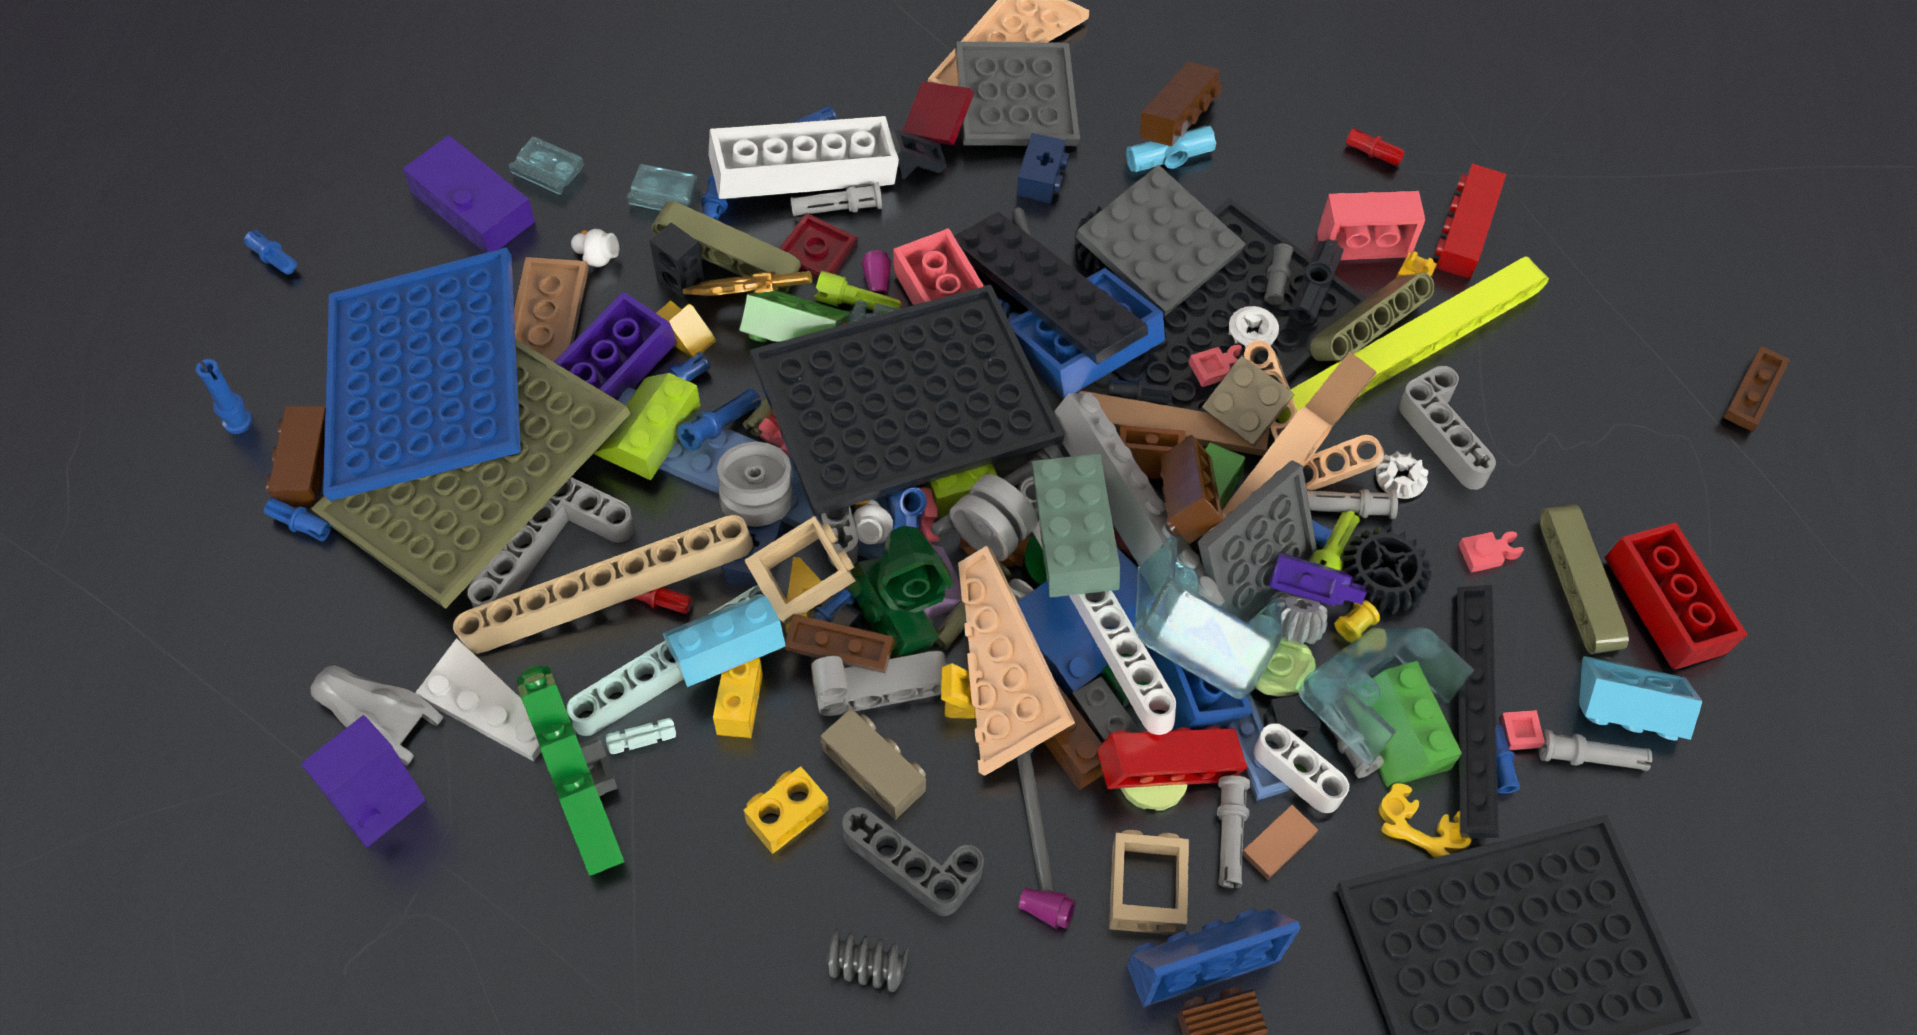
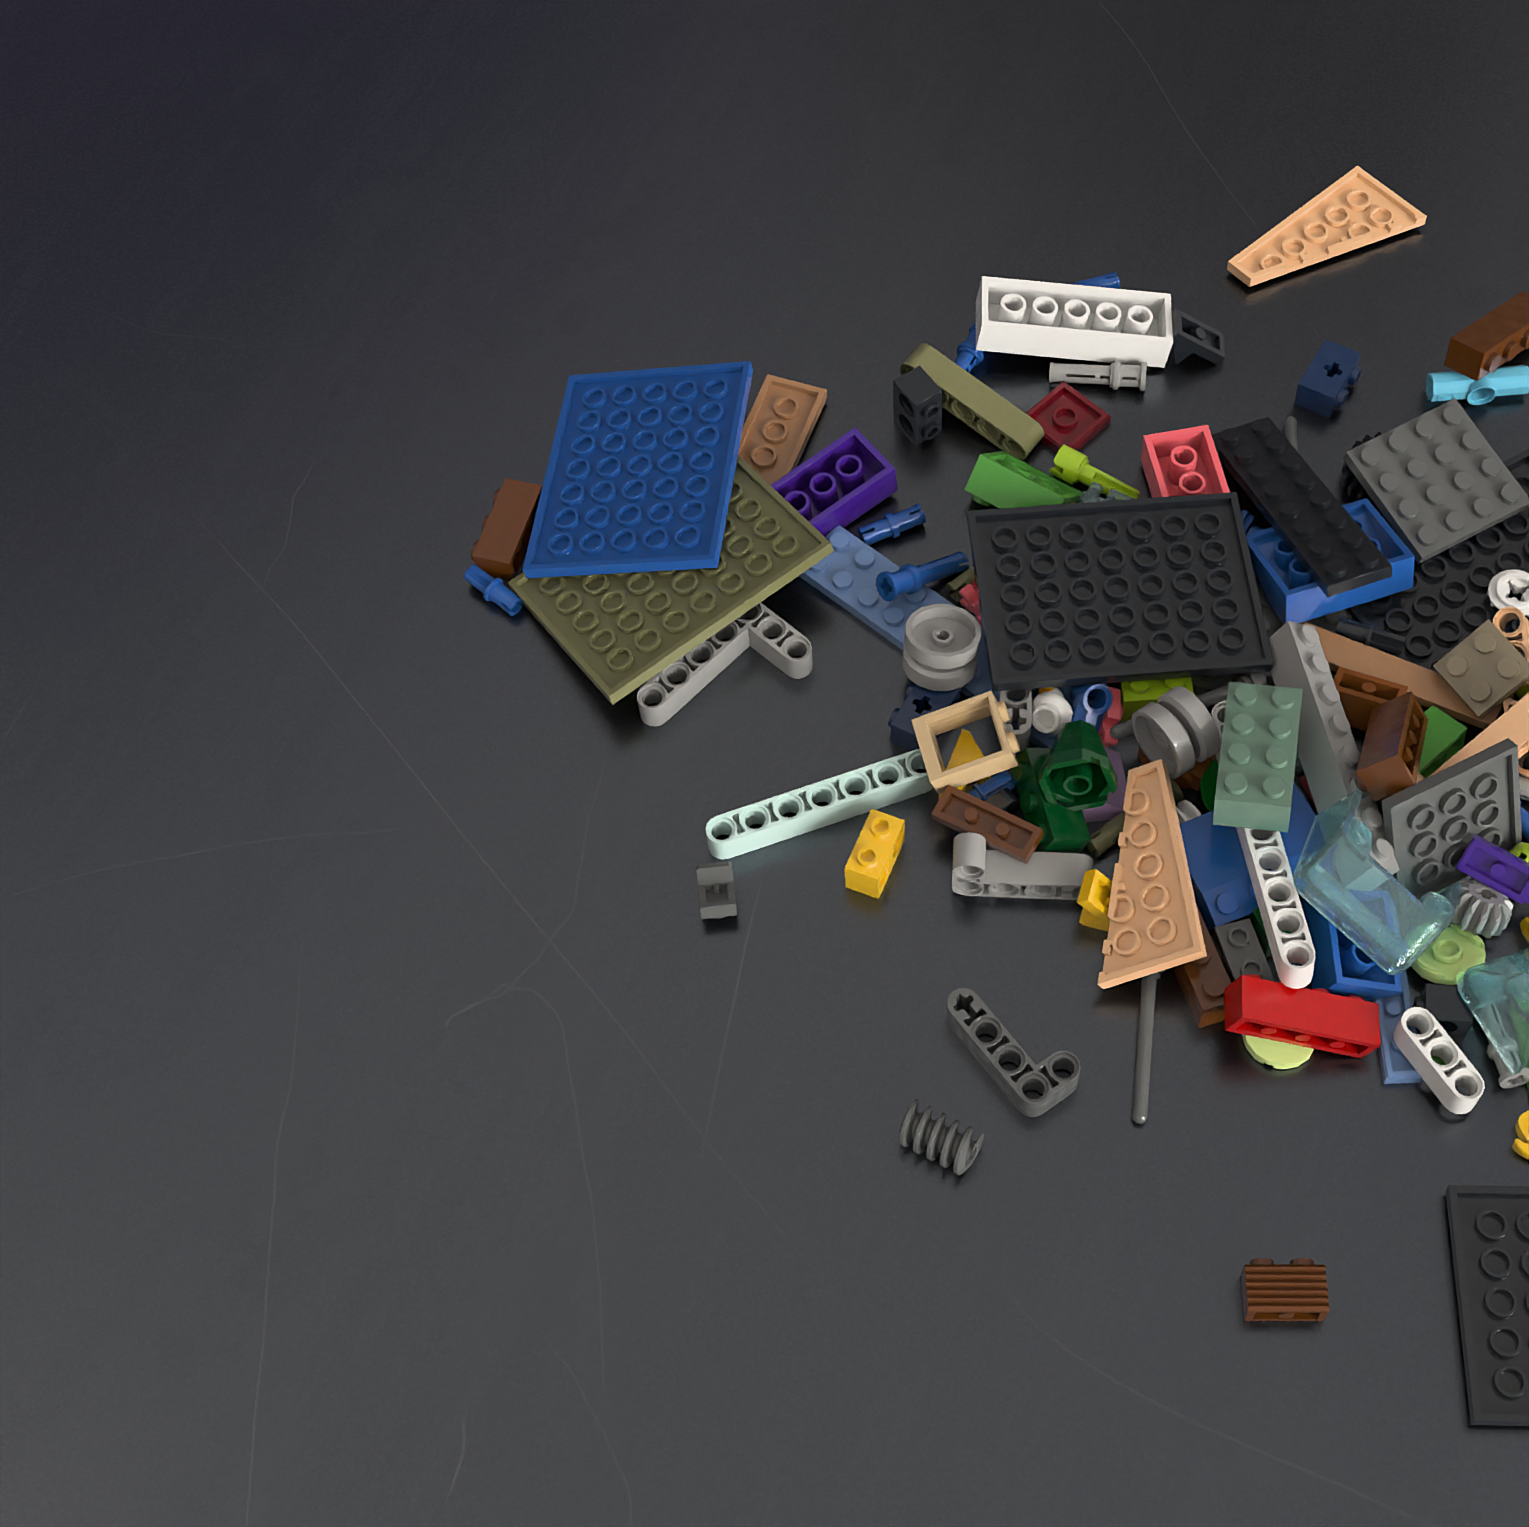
camera: 25 degrees right, 0 degrees up
(227, 404) = (452, 465): blue pin -> none
(270, 251) = (522, 322): blue axle -> none
(364, 780) = (502, 848): dark purple brick -> none
(387, 707) = (524, 788): light grey animal -> none
(469, 195) = (726, 301): dark purple brick -> none
(480, 699) = (626, 800): white wing -> none
(546, 165) = (809, 283): clear light blue plate -> none
(568, 770) = (694, 885): green arch -> none
(586, 584) = (771, 714): tan beam -> none
(596, 246) = (839, 376): white animal -> none
(640, 736) = (771, 870): light aqua axle -> none
(652, 427) = (851, 571): lime slope -> none
(657, 185) = (917, 325): clear light blue plate -> none
(667, 598) = (819, 737): red axle -> none
(688, 328) = (912, 477): yellow slope -> none
(725, 639) = (874, 794): medium azure slope -> none
(759, 282) = (996, 443): pearl gold bar -> none
(793, 815) = (900, 981): yellow brick -> none
(874, 762) = (994, 950): dark tan brick -> none
(877, 271) = (1122, 455): magenta cone -> none
(938, 112) = (1229, 299): dark red tile -> none
(1017, 92) = (1321, 291): dark grey plate -> none
(1048, 906) = (1136, 1133): magenta cone -> none
(1143, 917) = (1235, 1169): tan window -> none
(1210, 955) = (1290, 1222): blue slope -> none
(1212, 365) = (1457, 623): coral plate -> none
(1233, 815) = (1353, 1091): light grey pin -> none
(1279, 842) = (1397, 1130): nougat tile -> none

